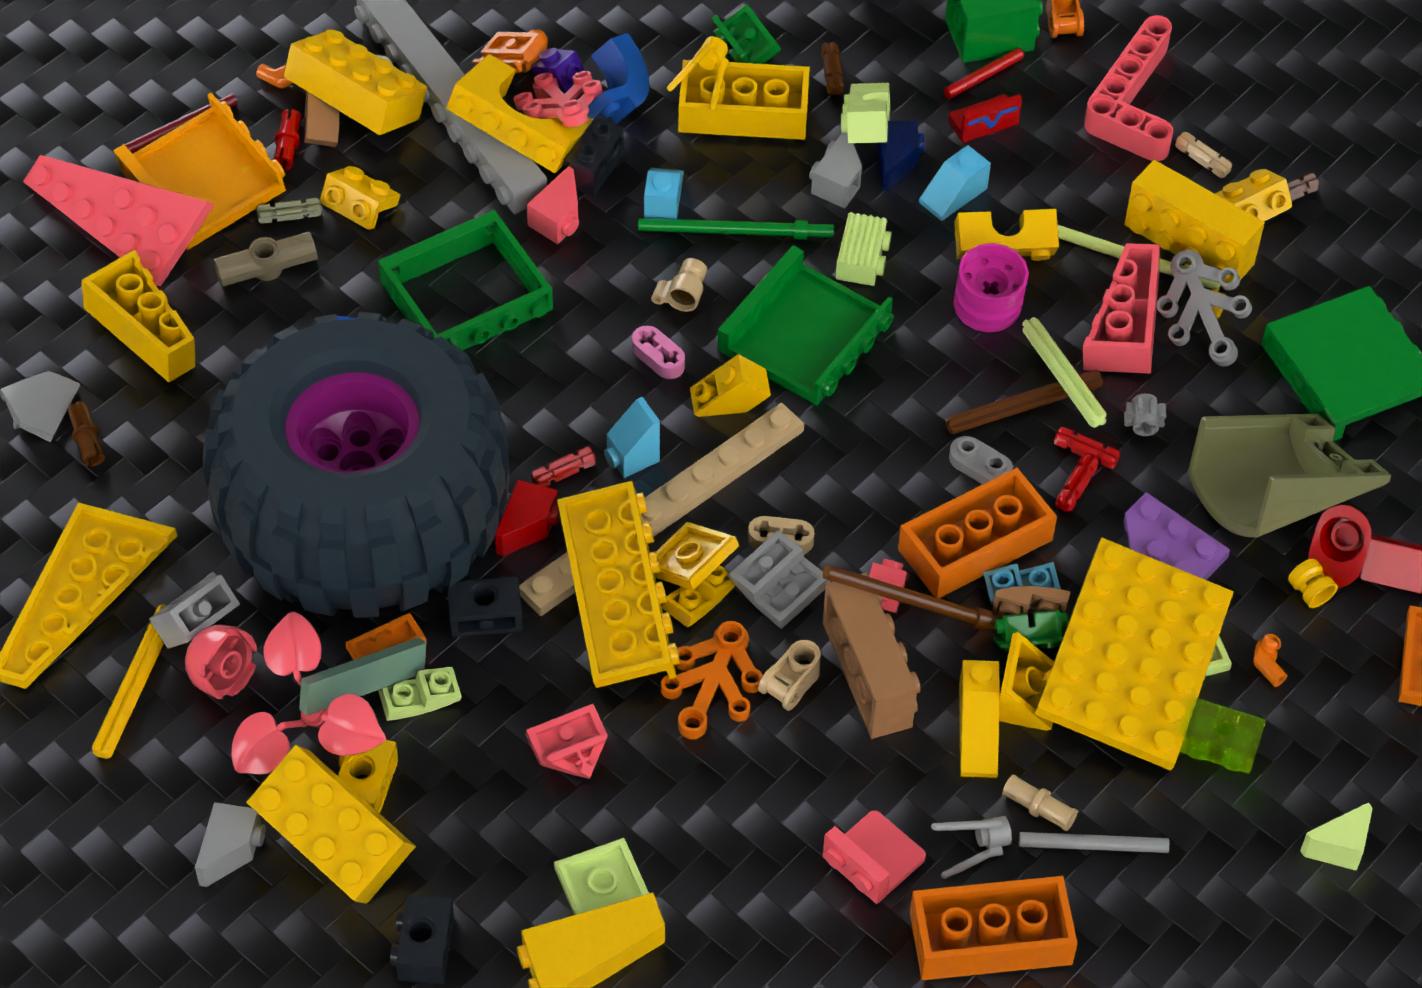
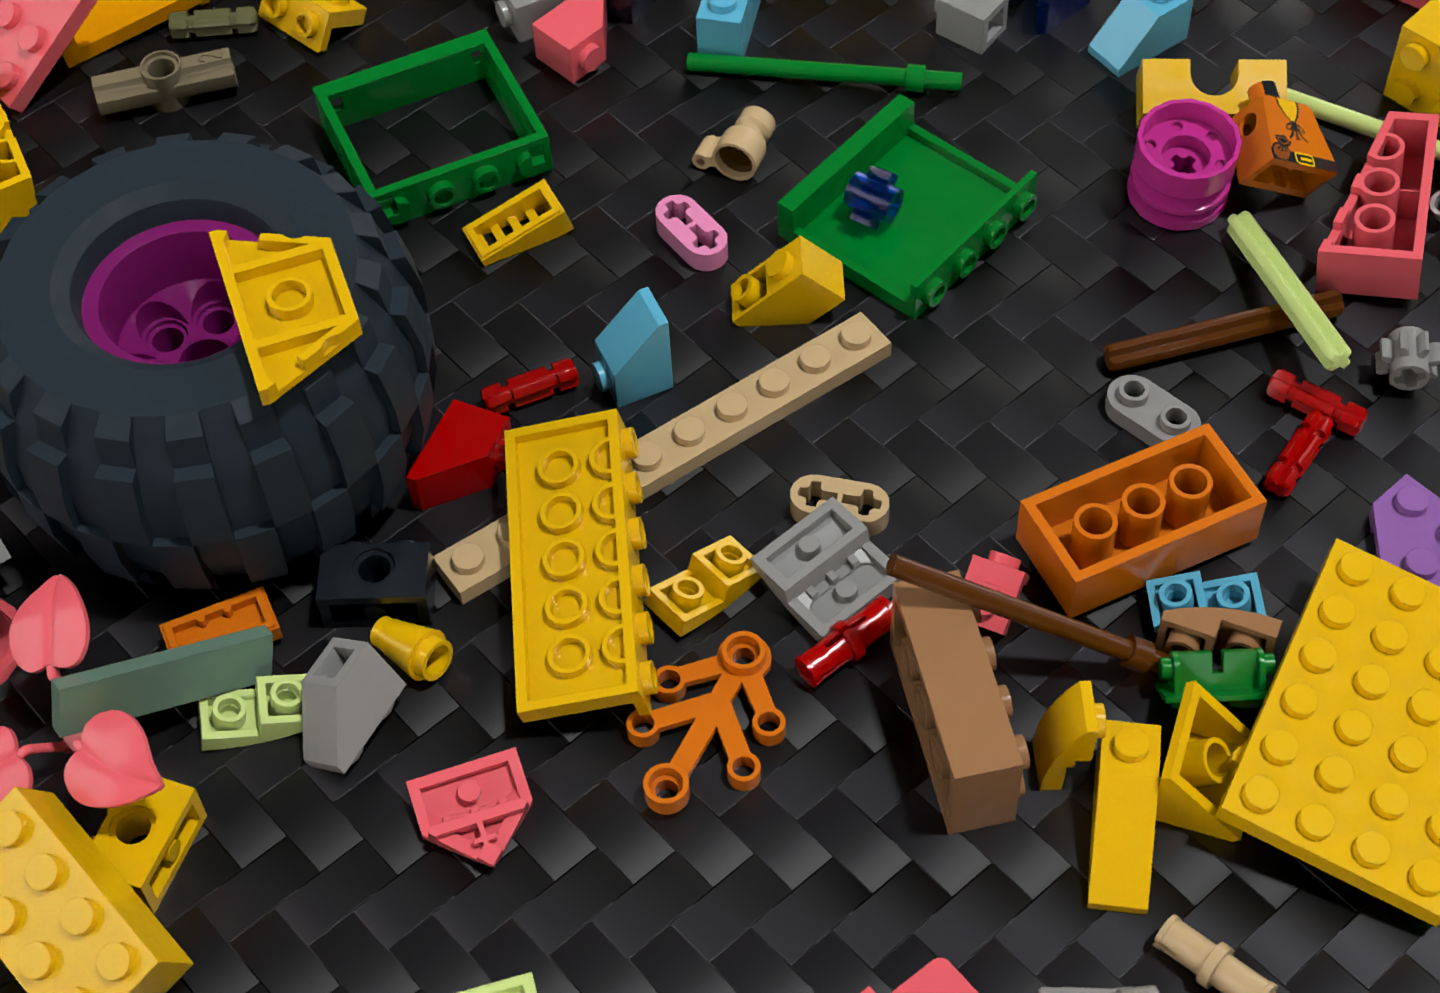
camera: 10 degrees right, 0 degrees up
(431, 429) = (286, 305): none -> yellow wing
(479, 683) = (344, 702): none -> light grey slope
(517, 646) = (413, 647): none -> yellow cone
(540, 338) = (520, 207): none -> yellow slope
(693, 554) = (700, 526): yellow tile -> none
(782, 321) = (873, 197): none -> clear blue gear
(789, 679) = (826, 731): tan piece -> none
(795, 623) = (845, 642): none -> red pin
(862, 249) = (1000, 106): yellowish green brick -> none
(941, 671) = (1067, 734): none -> yellow slope
(1055, 269) = (1281, 144): none -> orange torso

